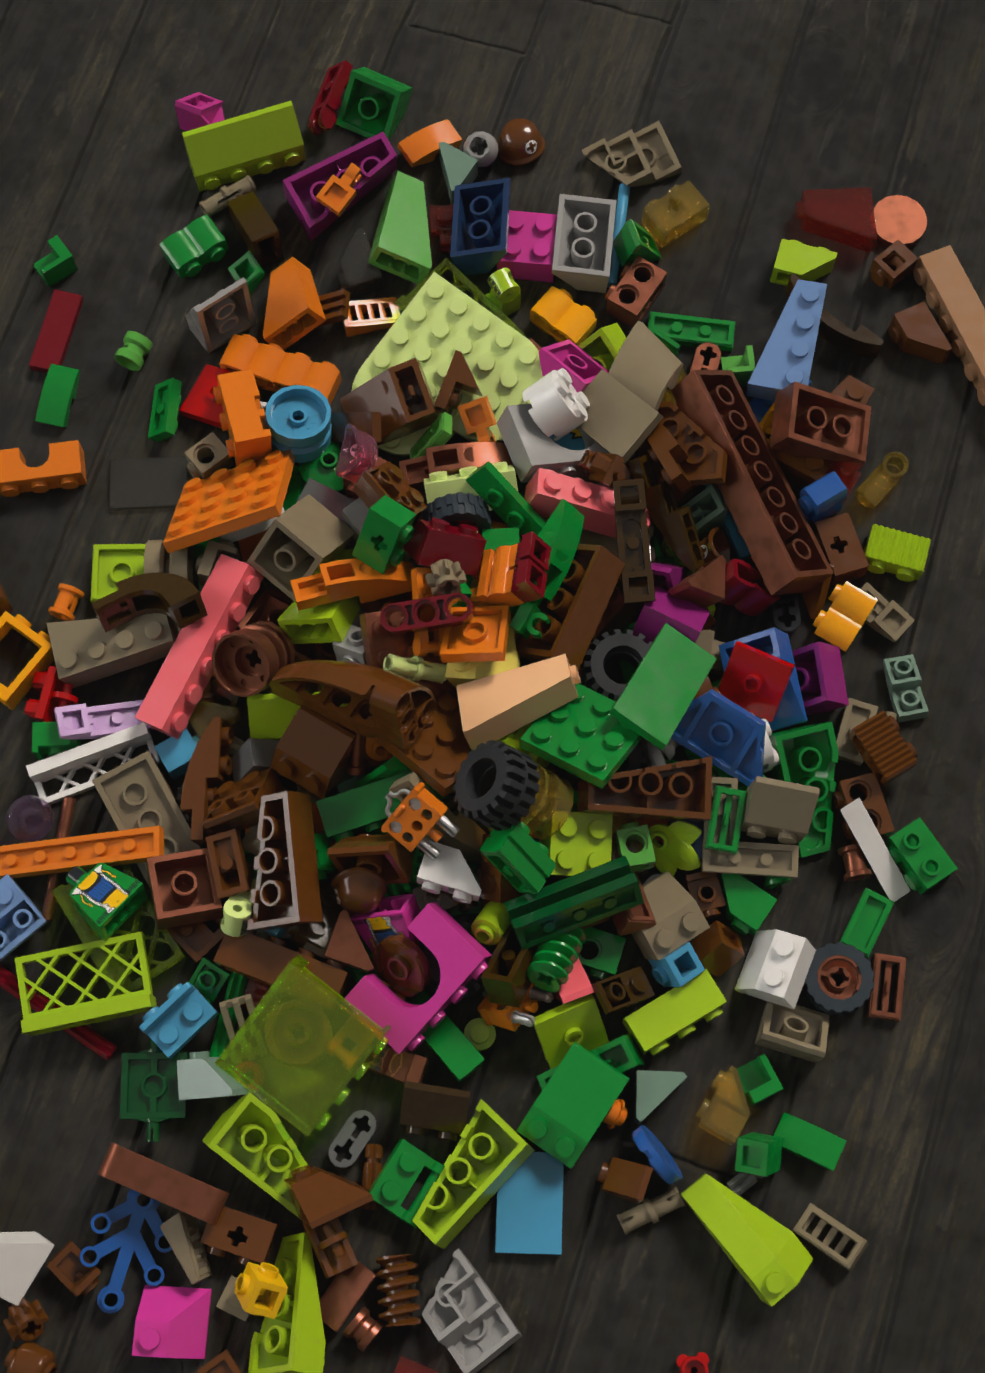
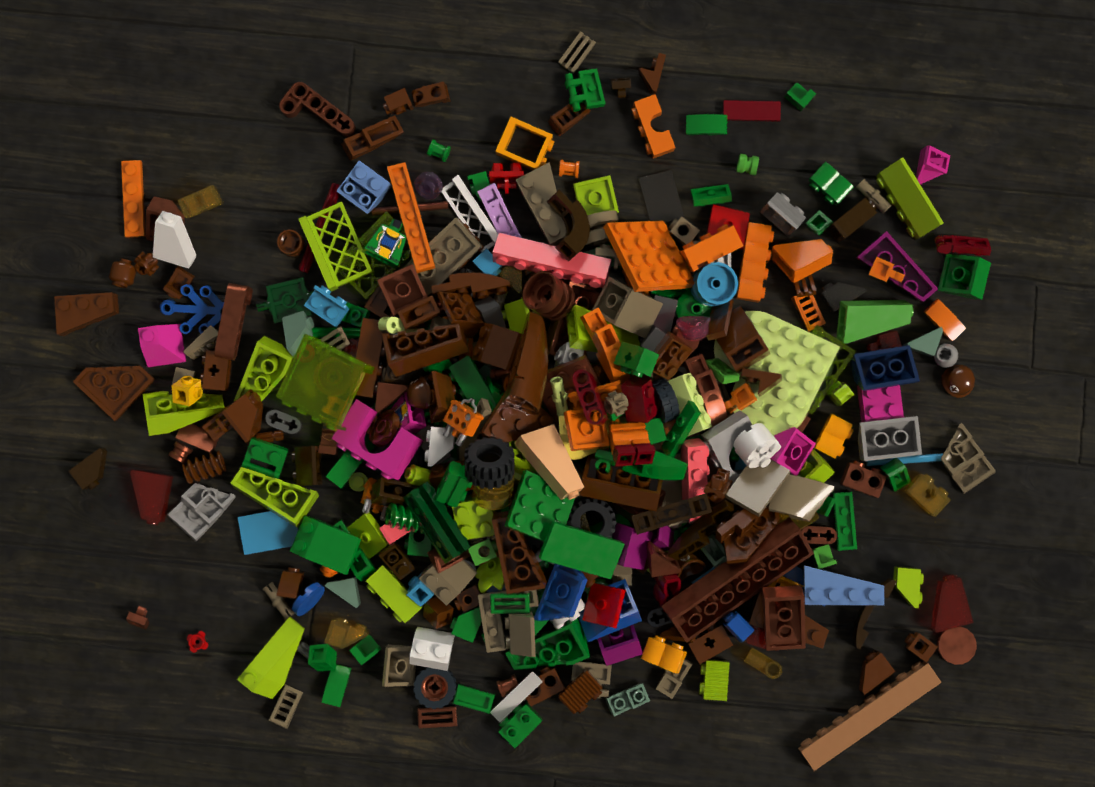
camera: 80 degrees right, 15 degrees up
(60, 1059) = (291, 243): none -> reddish brown wheel

